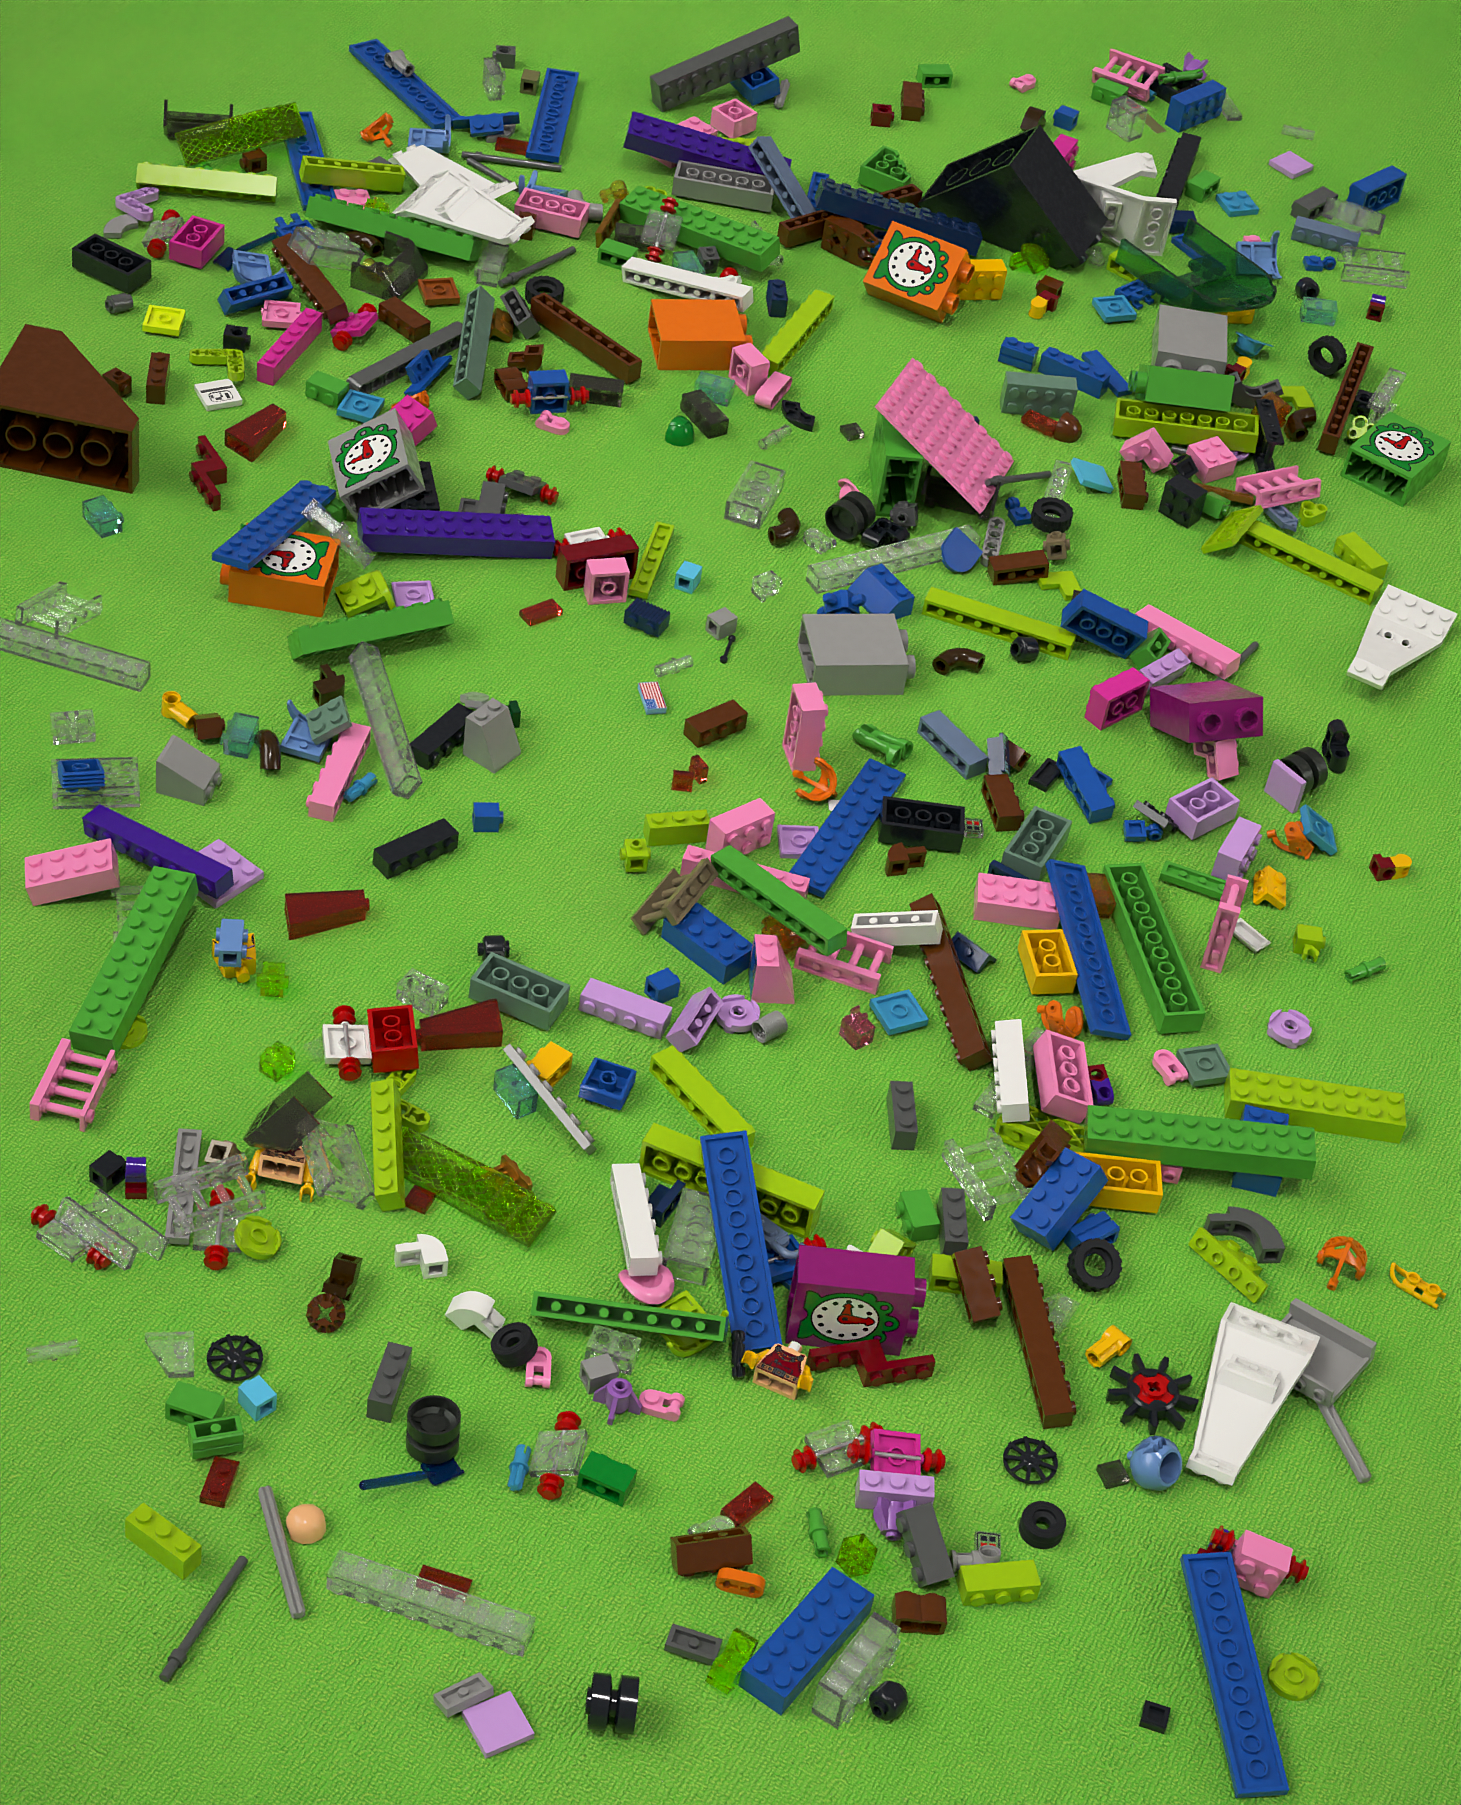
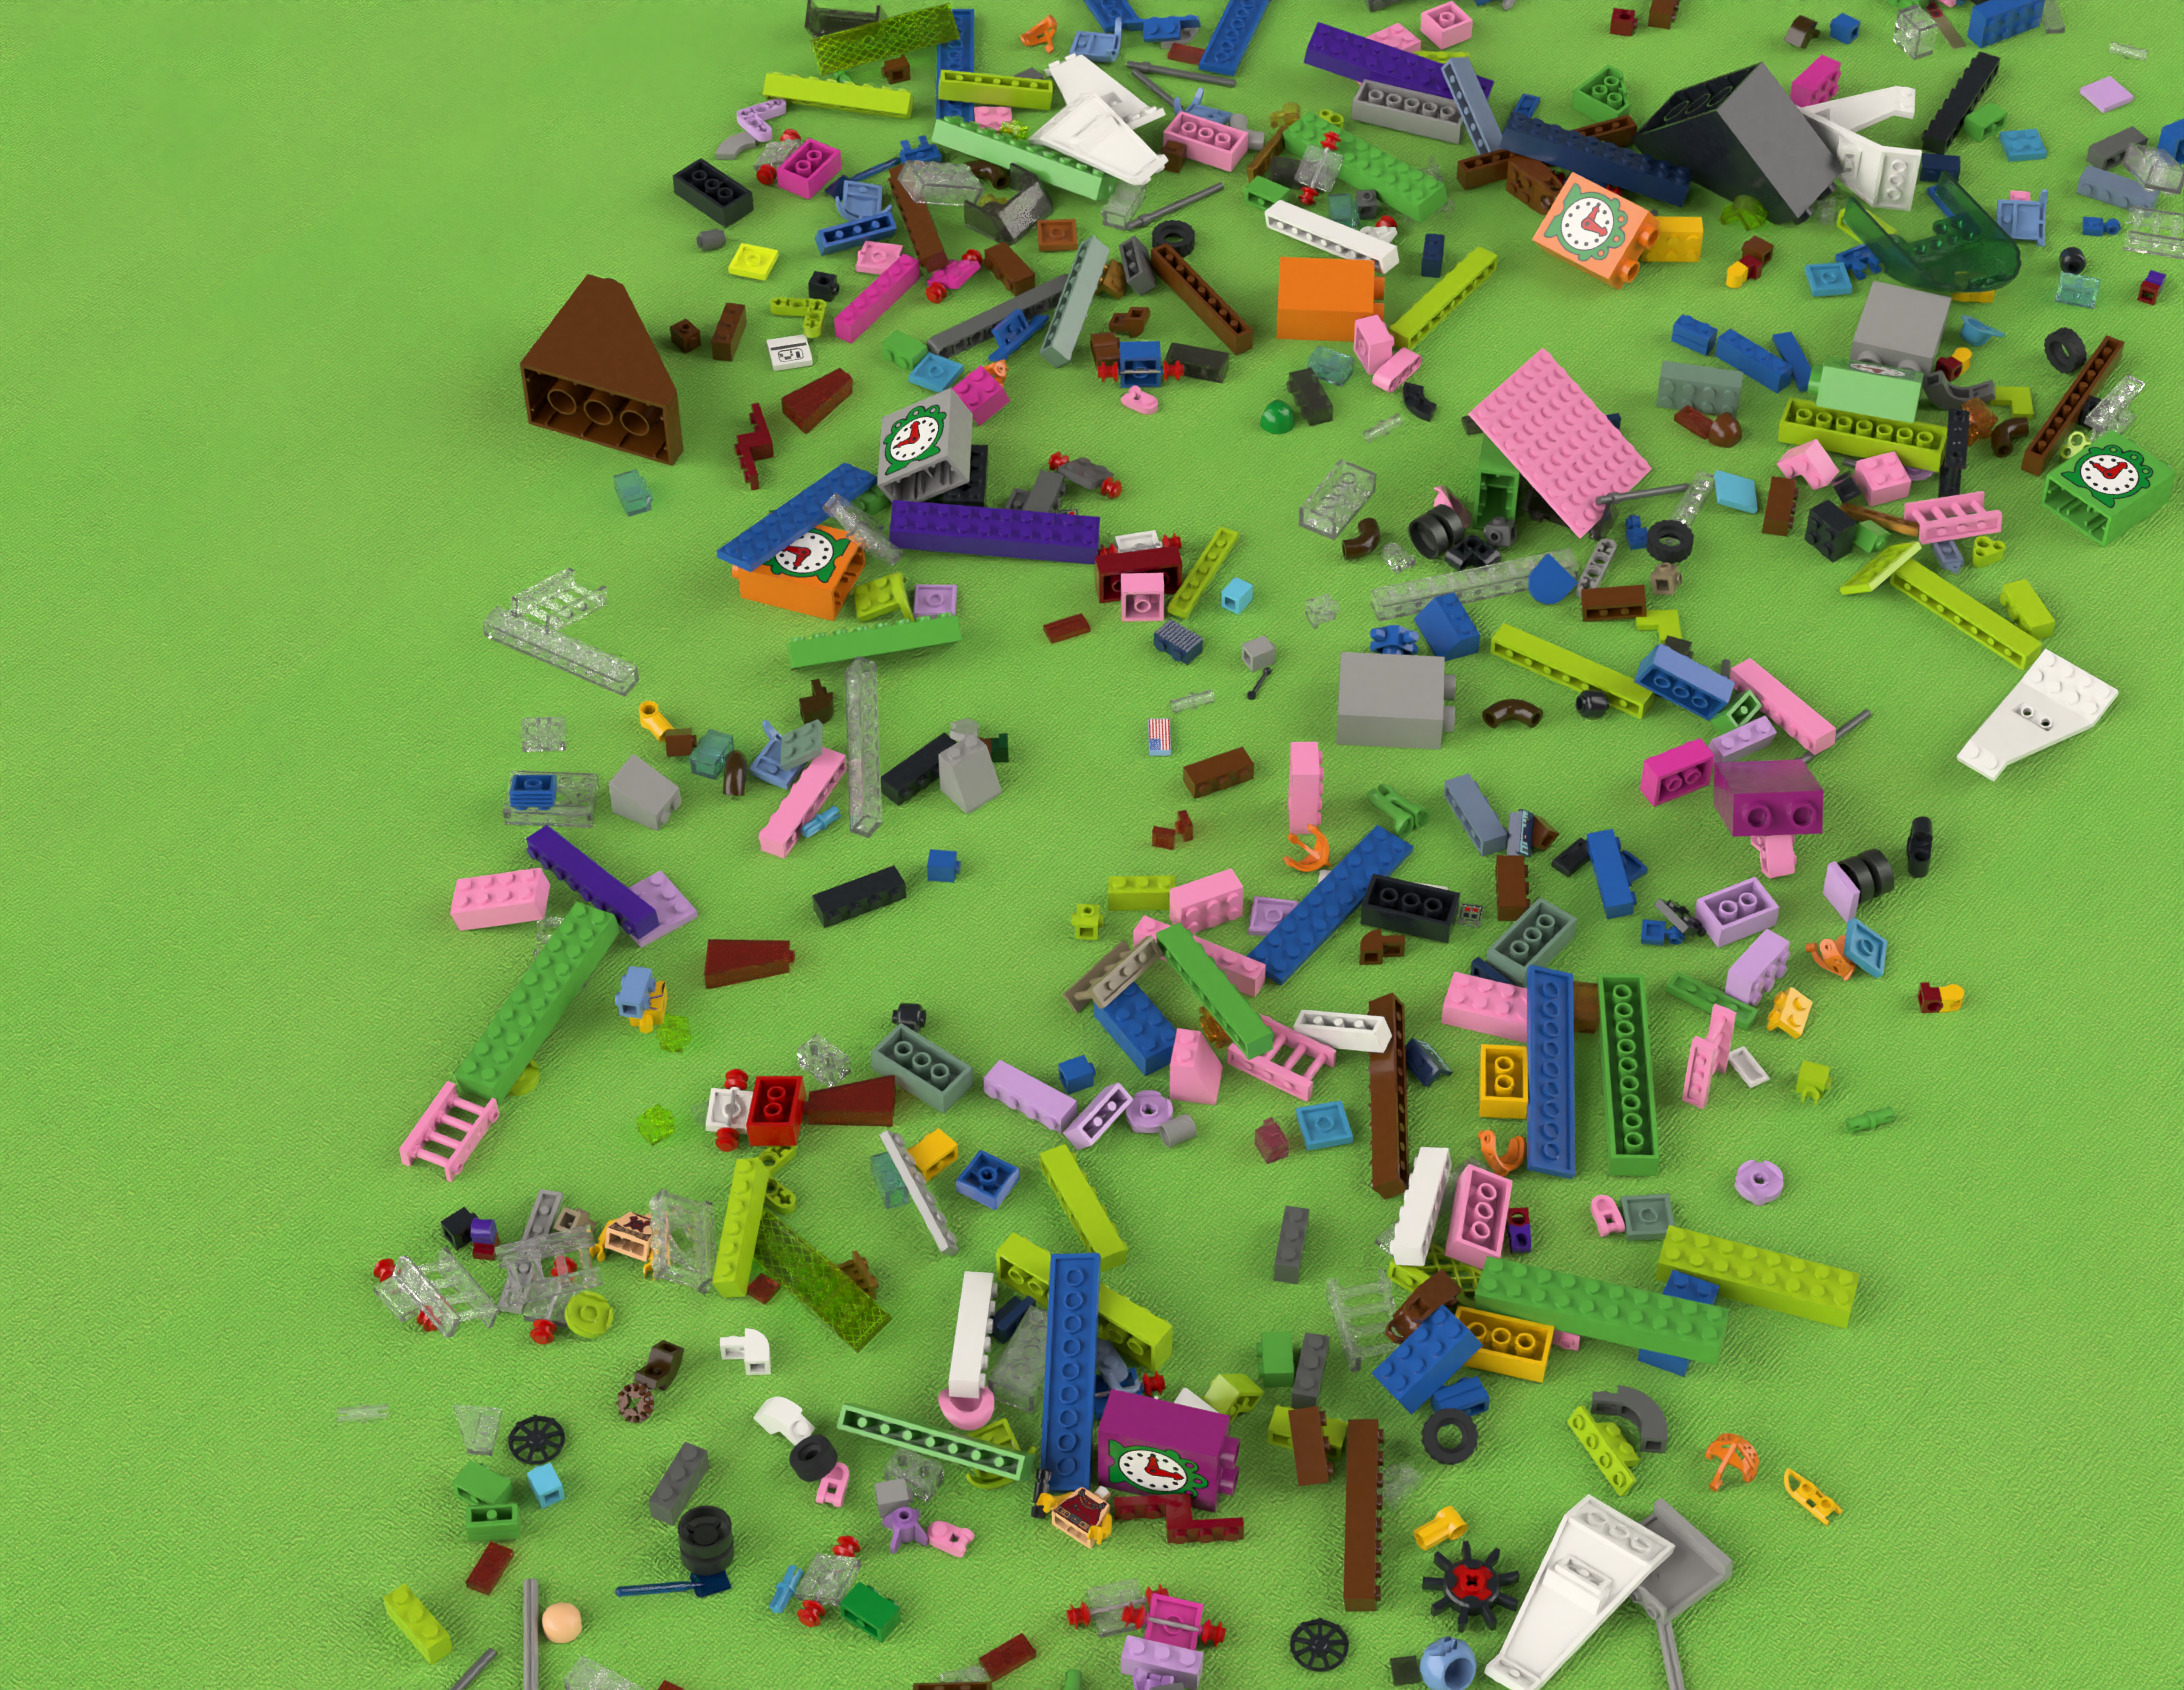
camera: 20 degrees right, 5 degrees up
(288, 1116) = (636, 1196): clear smoke windscreen -> none

